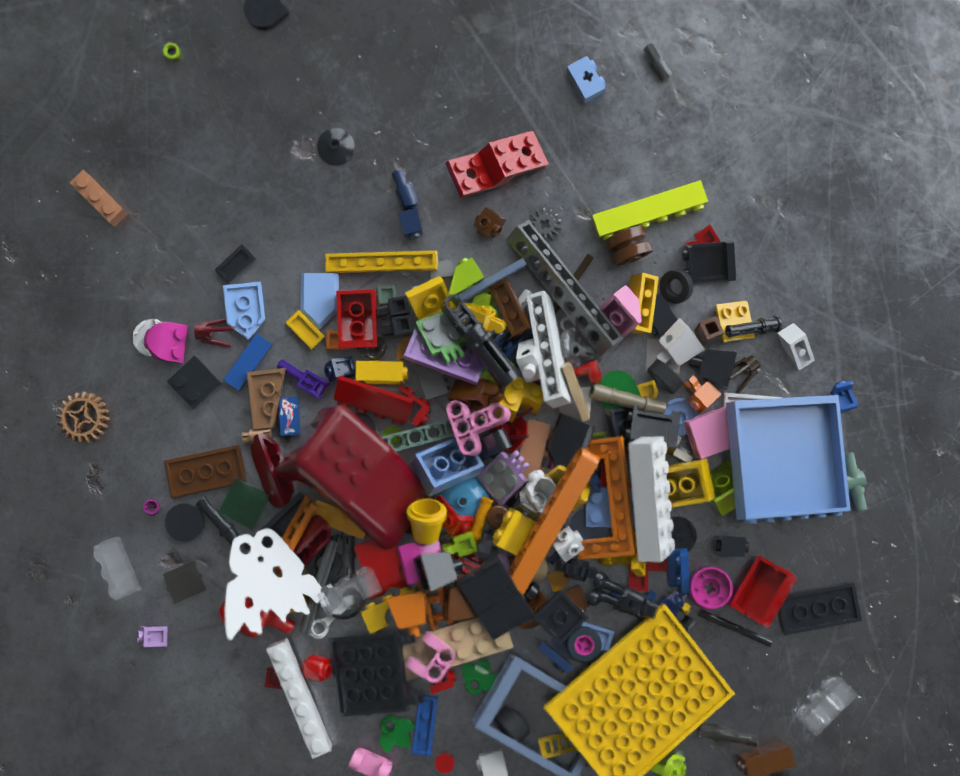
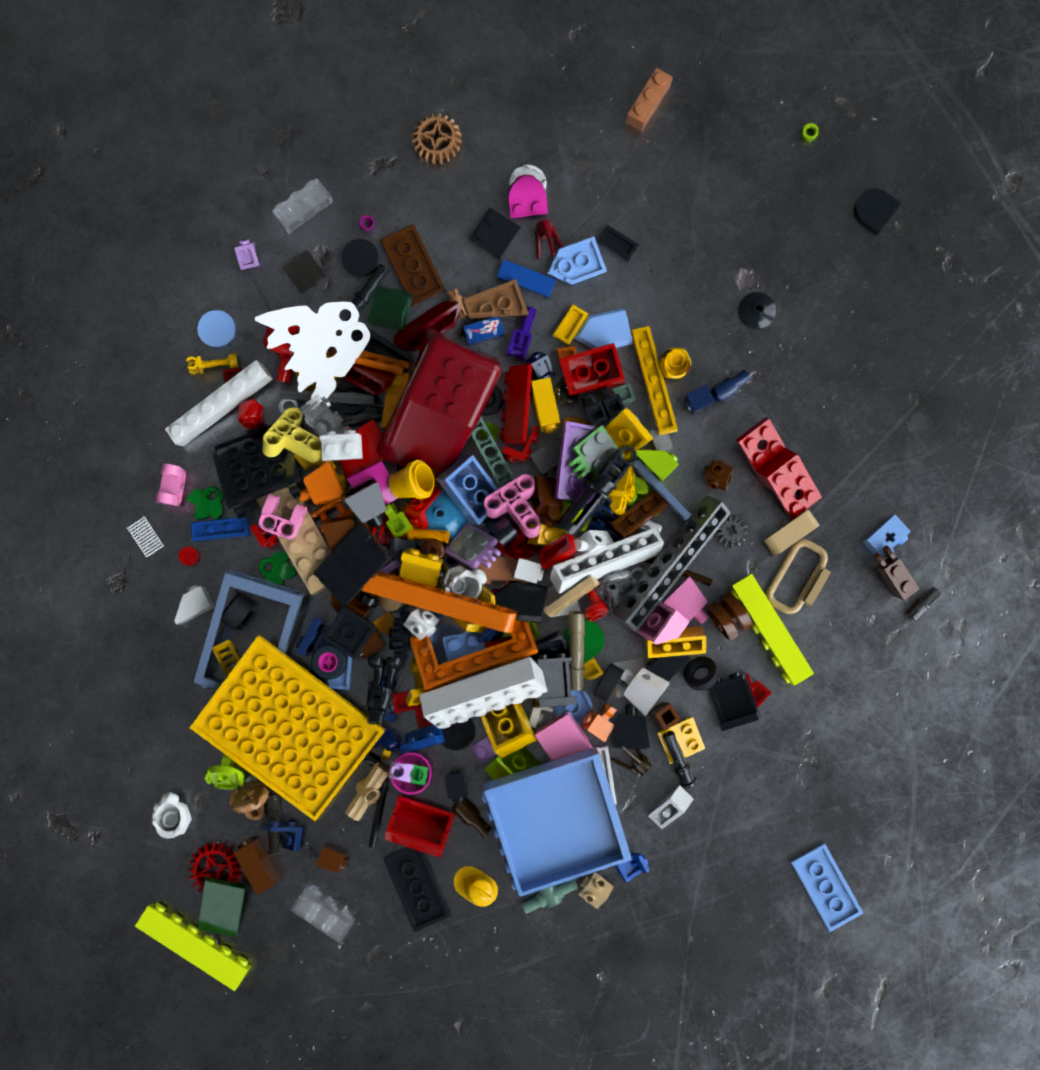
camera: 75 degrees right, 0 degrees up
(220, 684) = (216, 328): none -> light blue tile
(257, 676) = (199, 365): none -> yellow bar
(352, 632) = (288, 434): none -> light yellow beam
(369, 237) = (675, 363): none -> yellow hair
(376, 582) = (341, 446): none -> white bracket
(529, 394) = (557, 551): none -> red tile
(541, 427) = (528, 571): none -> white brick
(561, 167) = (791, 533): none -> tan beam
(604, 282) = (688, 601): none -> bright pink torso
(617, 160) = (813, 585): none -> tan bar
(625, 80) = (895, 574): none -> hinge
(699, 753) = (249, 798): none -> medium nougat tile
(702, 513) = (483, 750): none -> lavender bracket
(711, 589) = (408, 773): none -> leg
(717, 635) = (367, 791): none -> tan piece
(741, 719) = (291, 833): none -> dark blue bracket
(763, 540) = (470, 816): none -> dark brown arm
(775, 685) = (332, 859): none -> reddish brown brick
(829, 551) = (475, 886): none -> yellow piece
(859, 436) = (595, 890): none -> tan brick
(901, 219) = (826, 887): none -> light blue tile

